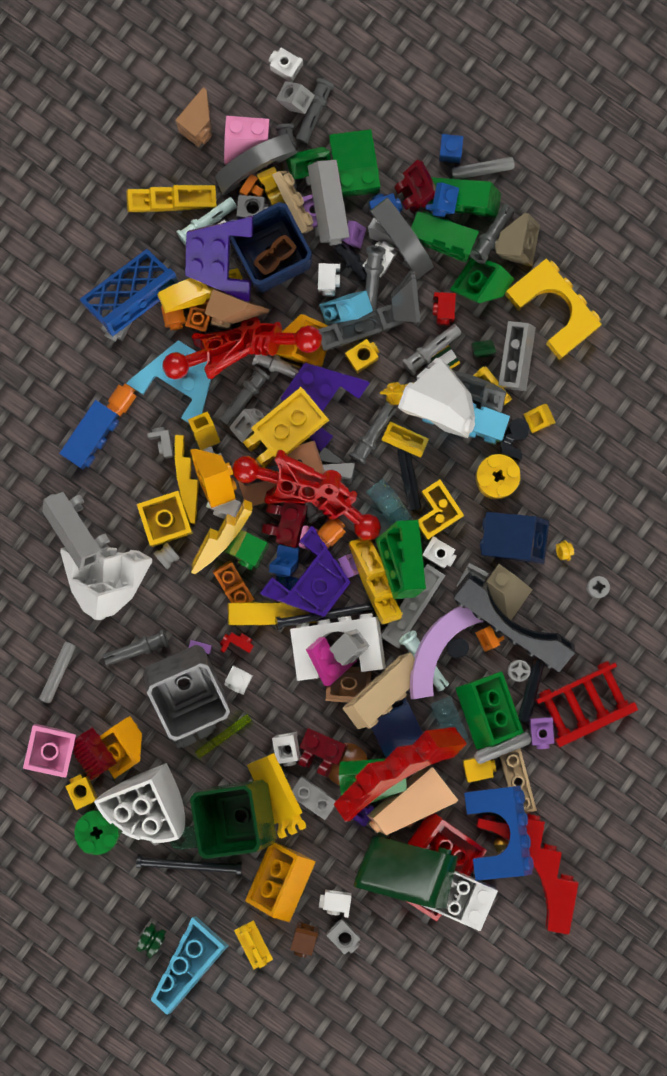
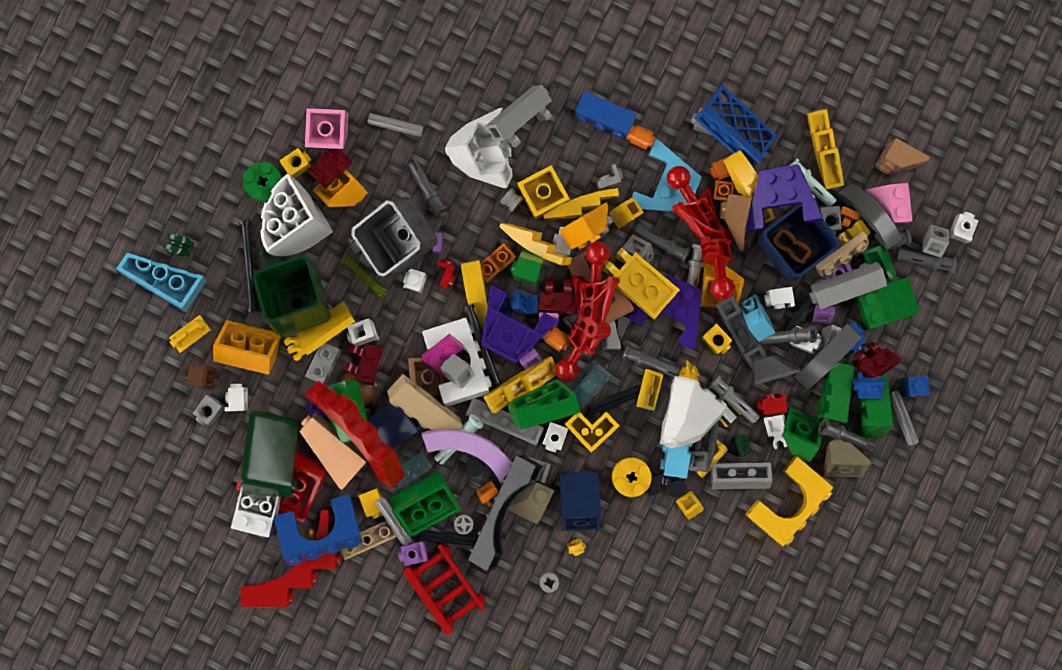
camera: 85 degrees right, 0 degrees up
(468, 309) = (774, 427): none -> white plate

